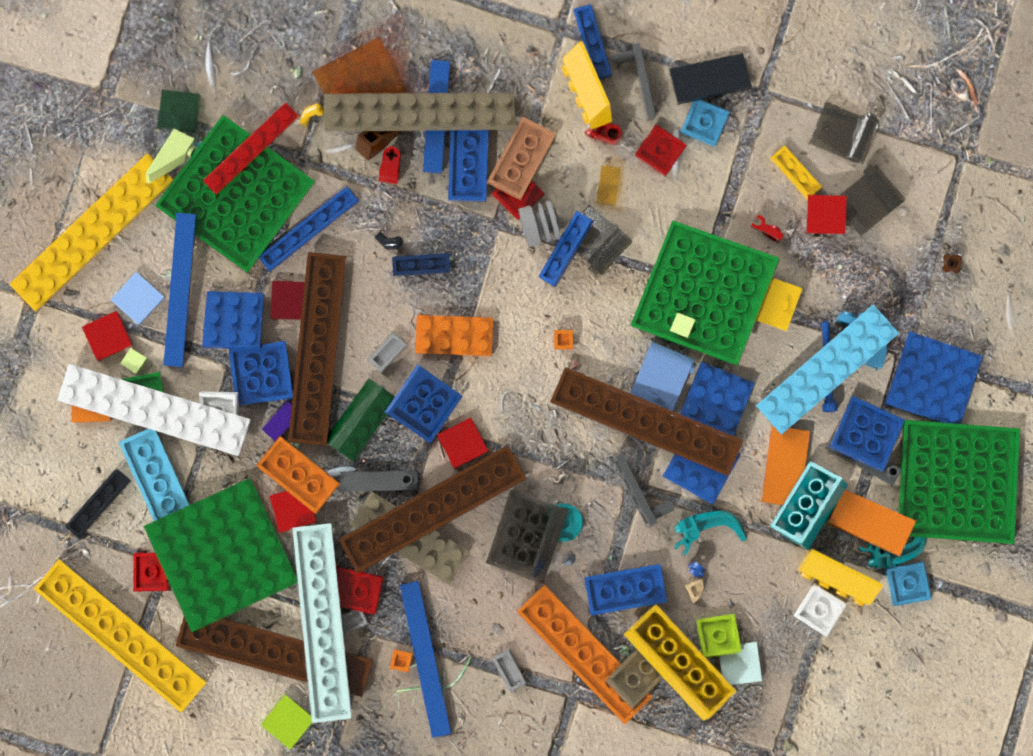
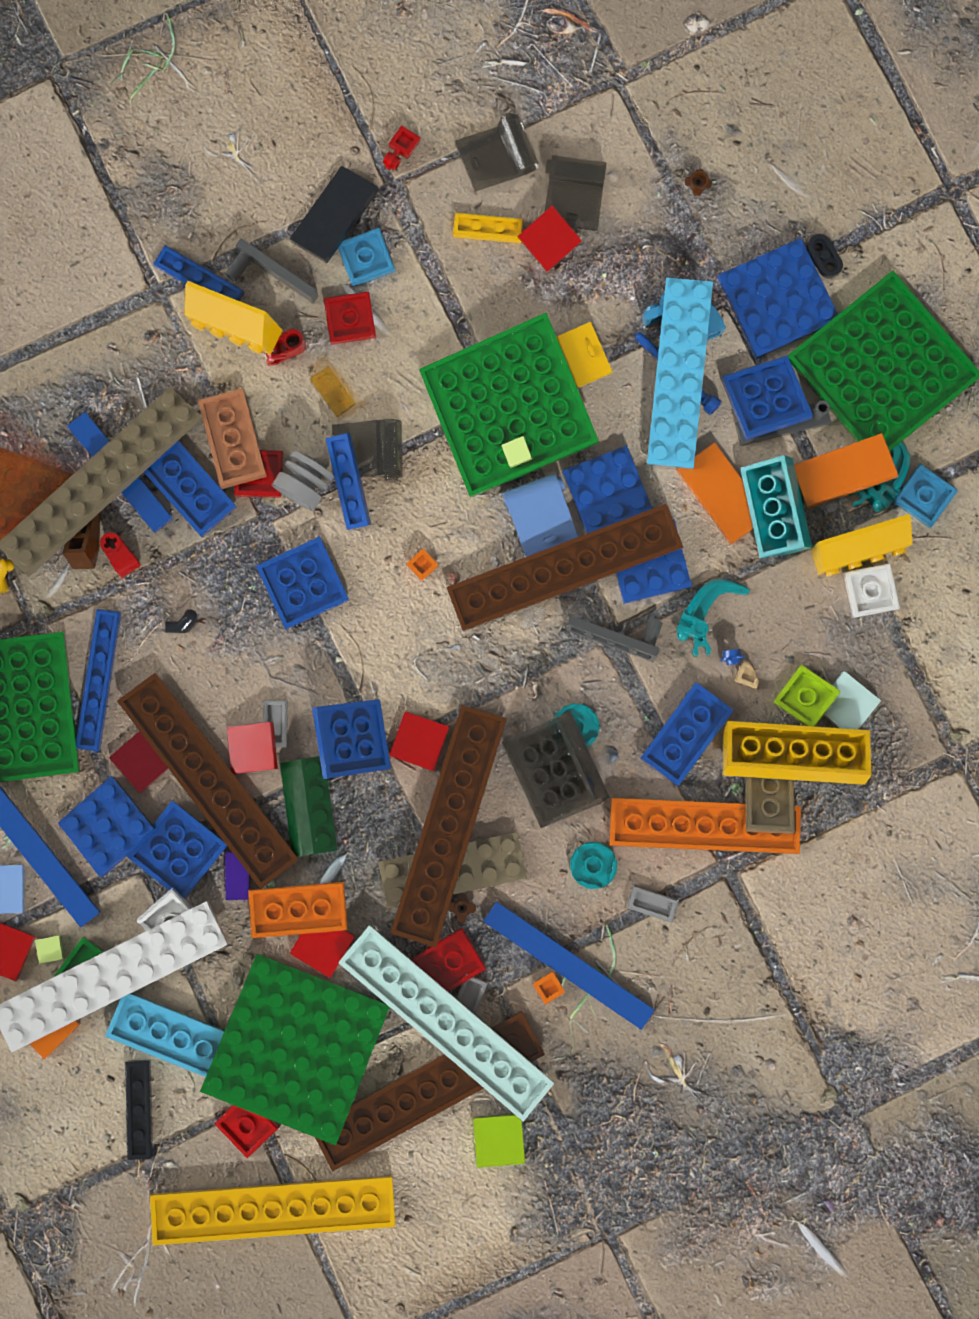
camera: 50 degrees left, 0 degrees up
(360, 354) = (252, 748): none -> tile
(379, 481) = (376, 846): dark grey piece -> none
(398, 569) = (468, 907): none -> reddish brown plate
(421, 264) = (231, 617): dark blue plate -> none
(454, 335) = (321, 652): orange plate -> none
(482, 284) = (302, 583): none -> blue plate
(496, 614) = (593, 865): none -> teal tile
(772, 232) = (516, 299): red plate -> none
(792, 74) = (403, 144): none -> red plate
(988, 382) = (826, 256): none -> black plate

